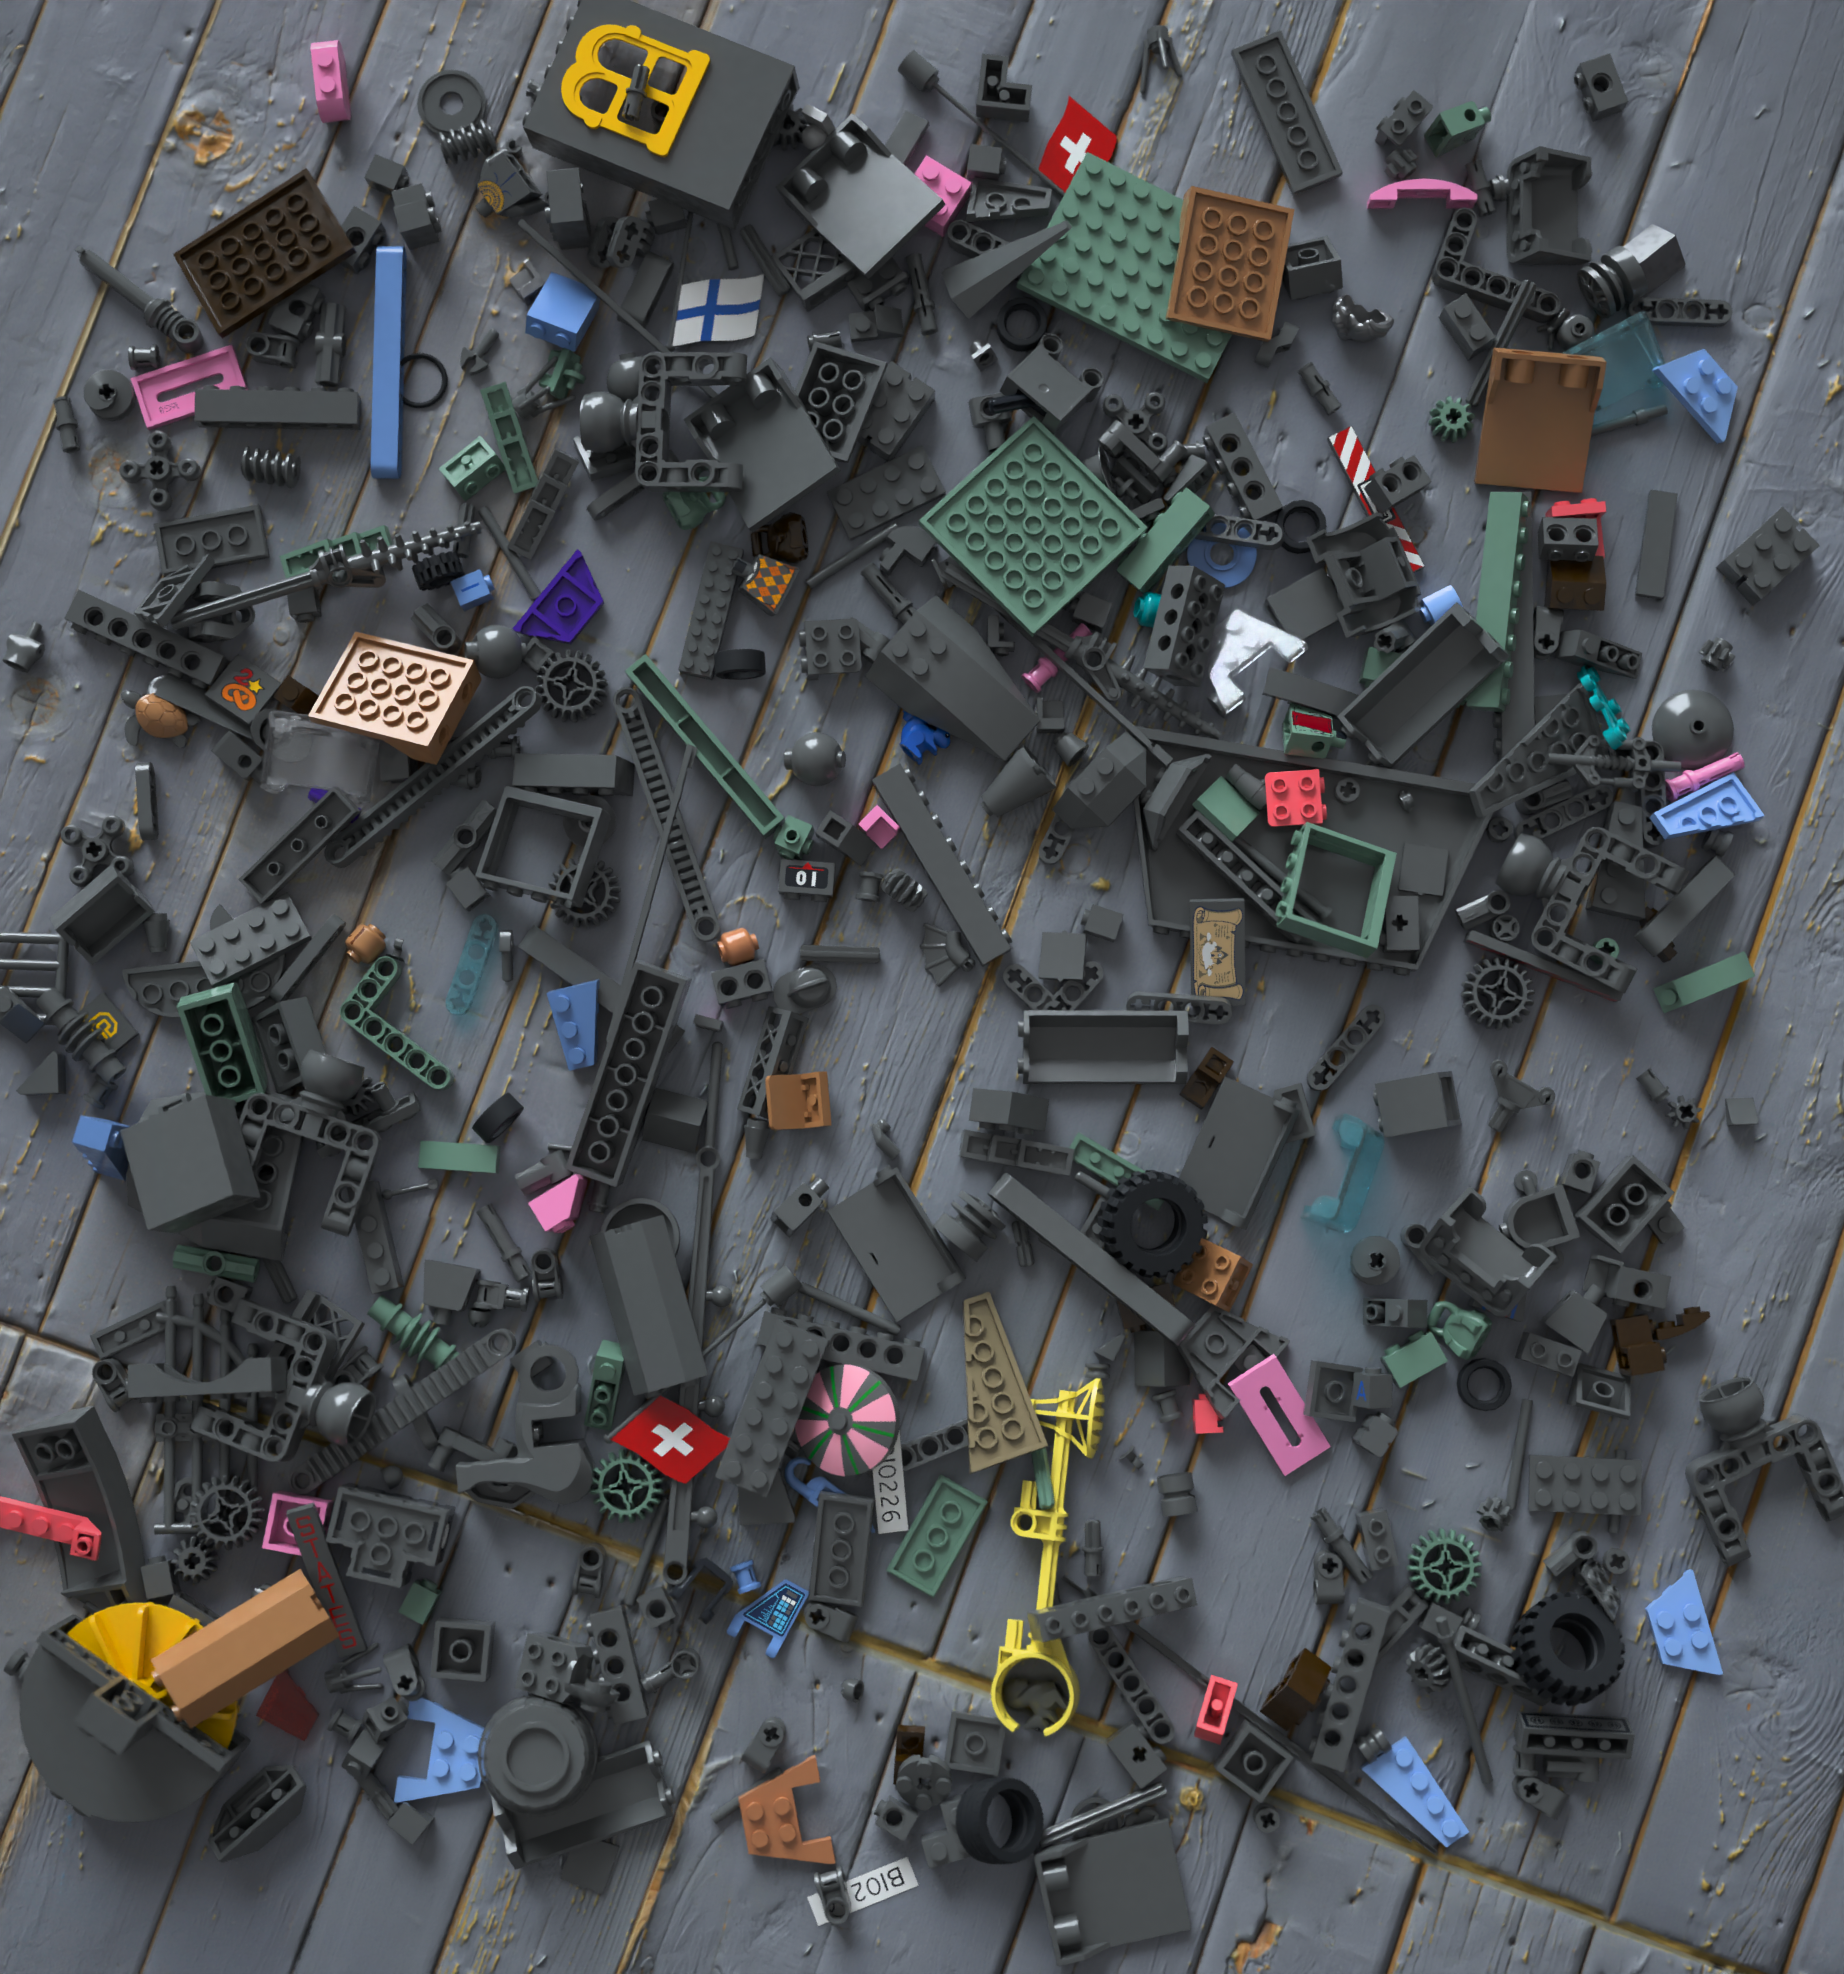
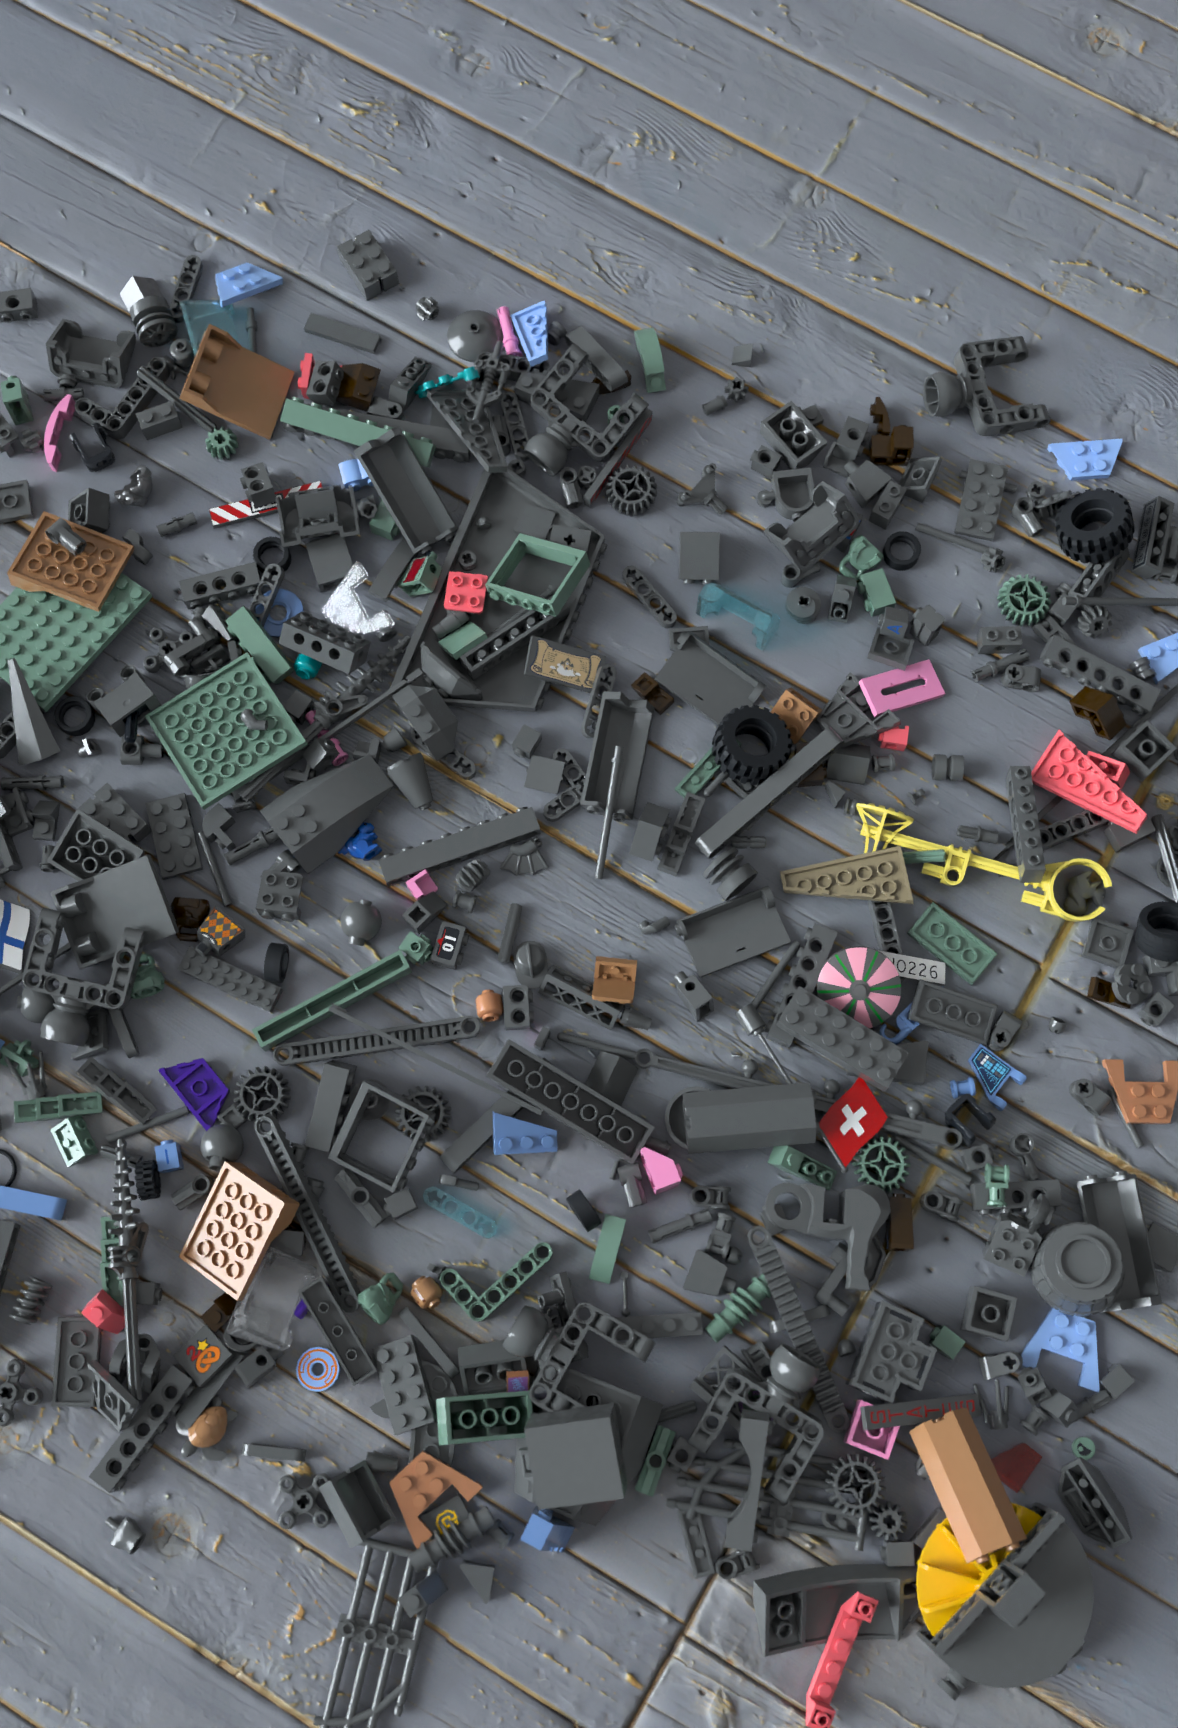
camera: 80 degrees left, 10 degrees down
(138, 986) = (422, 1484): none -> nougat wing
(237, 831) = (327, 1378): none -> light blue tile
(270, 558) = (105, 1313): none -> coral slope
(278, 1077) = (517, 1381): none -> tile
(324, 1791) = (1083, 1448): none -> sand green tile
(345, 889) = (379, 1299): none -> sand green piece
(554, 1519) = (899, 1224): none -> dark brown slope
(624, 1636) = (997, 1182): none -> sand green connector
(1028, 656) = (320, 754): none -> dark grey brick
(1045, 556) = (251, 722): none -> dark grey arm
(1088, 1047) = (617, 760): none -> dark grey bar
(1191, 1673) = (1079, 780): none -> coral wing
(1261, 244) = (62, 533): none -> dark grey piece
(1399, 273) = (100, 460): none -> black piece

